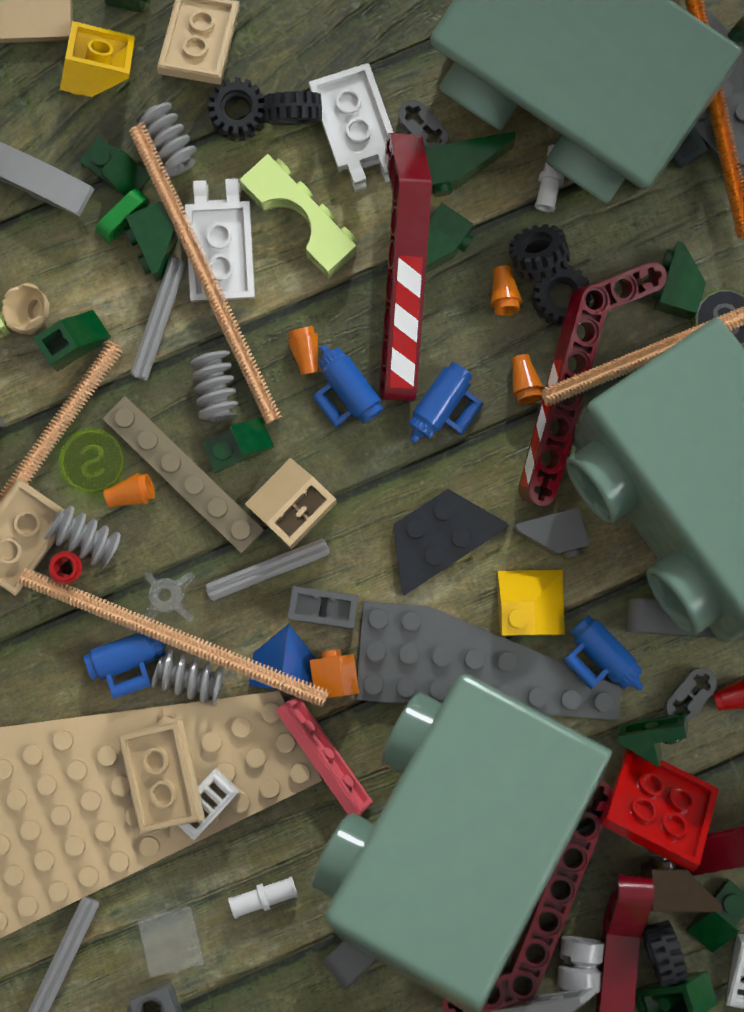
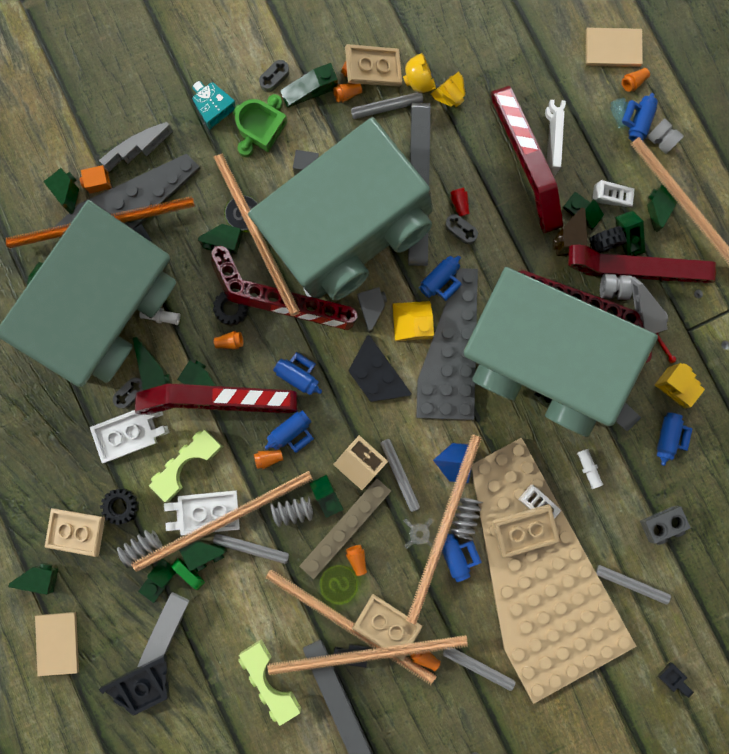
camera: 90 degrees left, 0 degrees up
(25, 308) = (247, 630): tan hair -> none
(58, 566) = (406, 601): red cone -> none
(71, 339) = (265, 600): dark green slope -> none
(83, 536) = (385, 585): light grey piece -> none
(95, 59) = (89, 595): yellow slope -> none
(170, 941) = (617, 521): clear piece -> none
(293, 107) = (119, 471): black tyre -> none
(323, 607) = (422, 440): dark grey brick -> none
(324, 756) = (508, 436): coral tile -> none
(335, 673) = (460, 432): orange brick -> none
(526, 382) = (282, 327): orange cone -> none
(539, 252) = (198, 323): black tyre -> none
(646, 735) = (485, 252): dark green slope -> none
(661, 809) = (527, 243): red plate -> none

